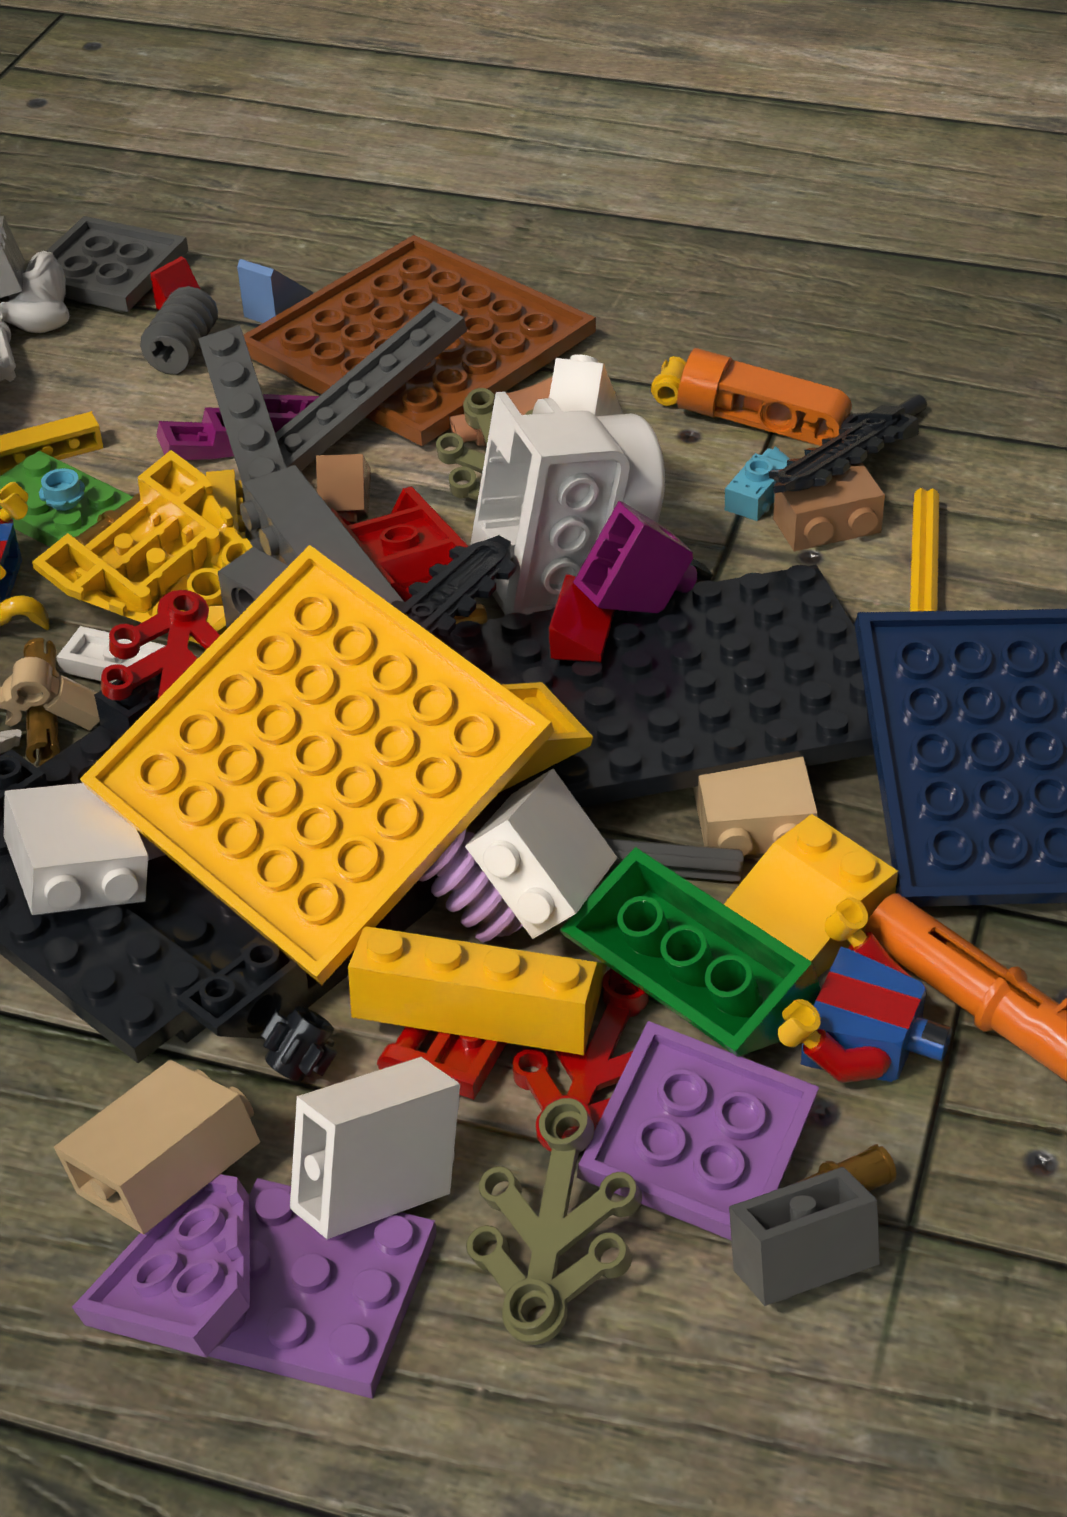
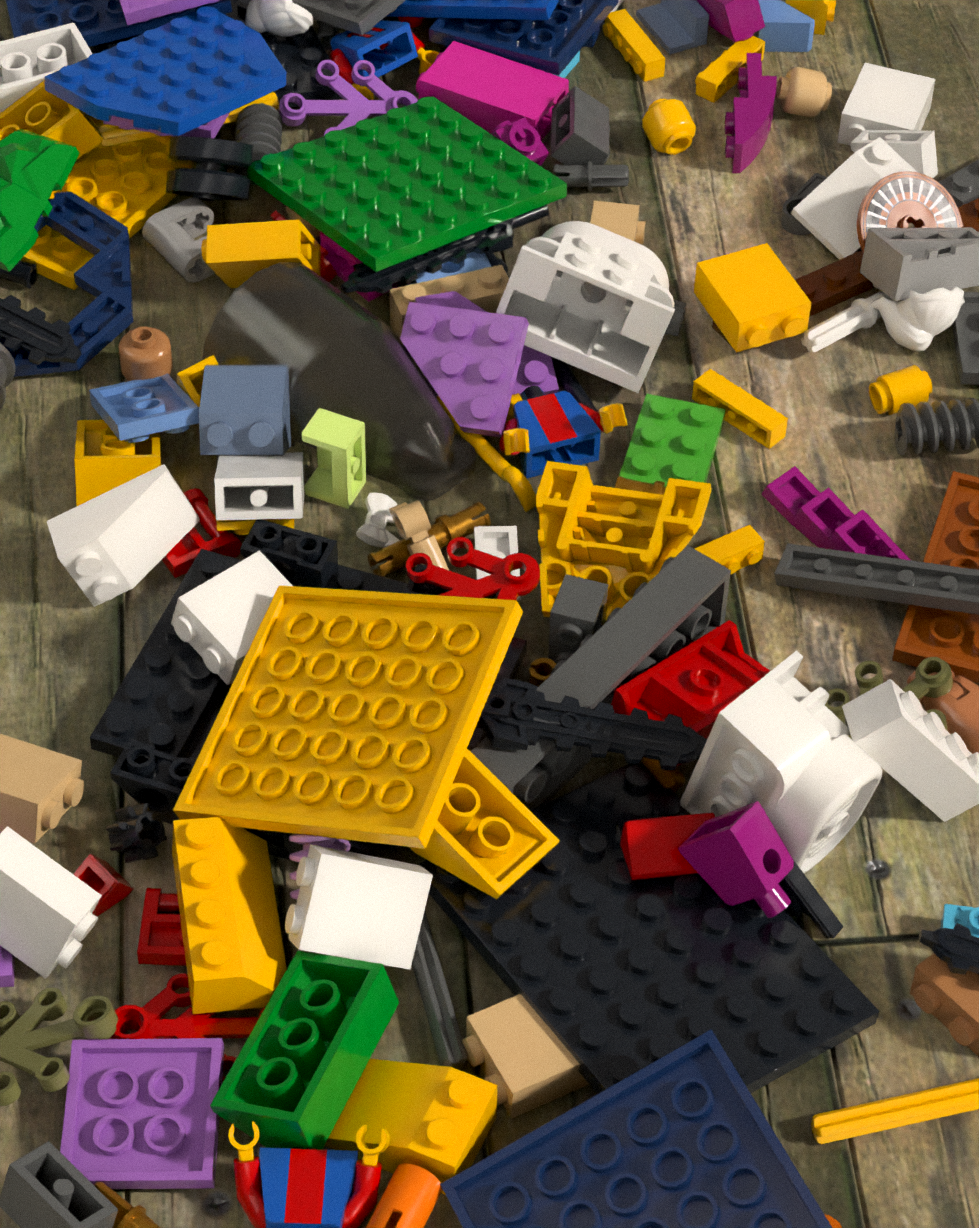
camera: 65 degrees right, 5 degrees up
(61, 489) = (661, 441): medium azure plate -> none
(111, 341) = (900, 387): none -> yellow brick
(241, 403) = (815, 524): dark grey plate -> none
(344, 484) = (785, 622): medium nougat slope -> none

